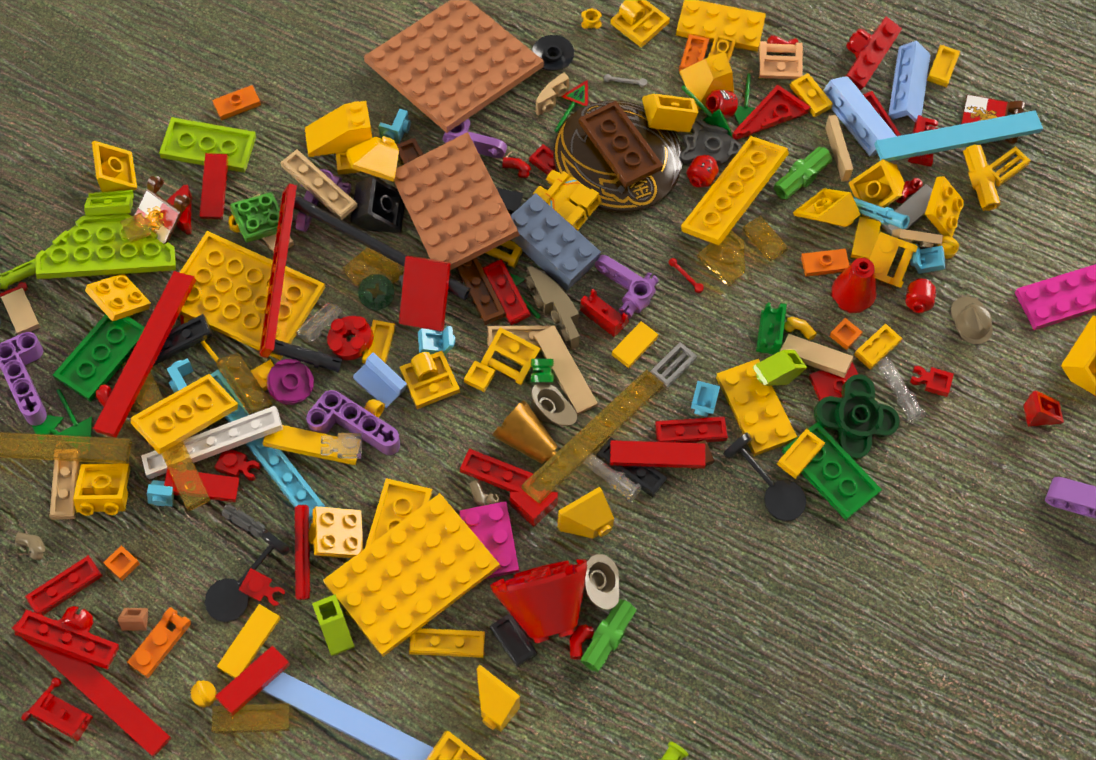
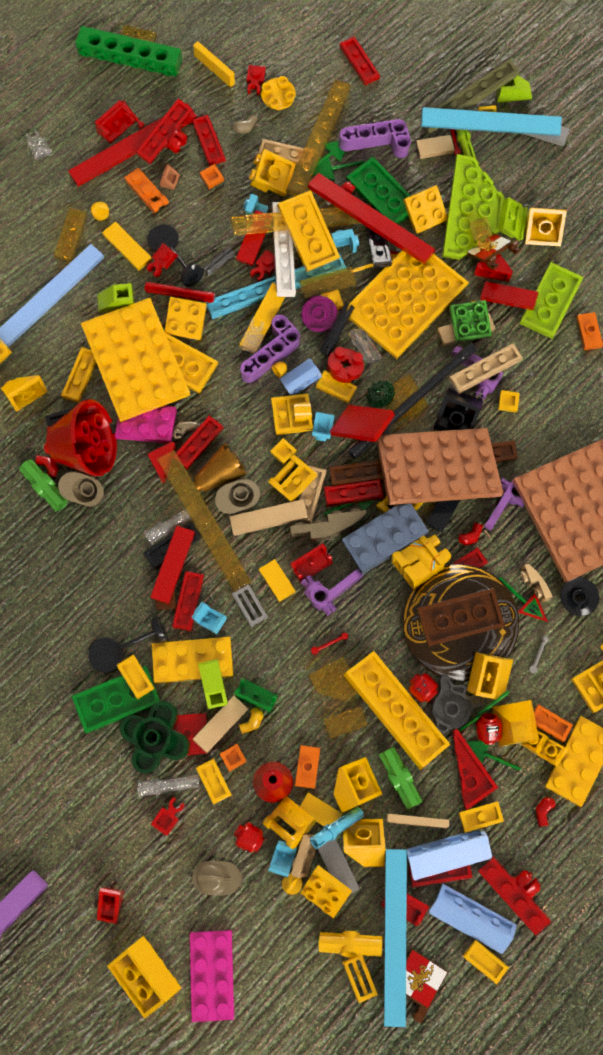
camera: 105 degrees right, 10 degrees up
(252, 680) = (94, 239): red tile -> none
(277, 271) = (413, 320): red tile -> none
(339, 130) = (537, 401): yellow slope -> none
(375, 157) = (499, 415): yellow slope -> none
(399, 127) = (531, 448): medium azure bracket -> none
(542, 365) = (269, 495): green wheel -> none
(587, 516) = (136, 495): yellow slope -> none
(780, 66) = (518, 800): light nougat plate -> none
(910, 188) = (360, 871): red arm -> none

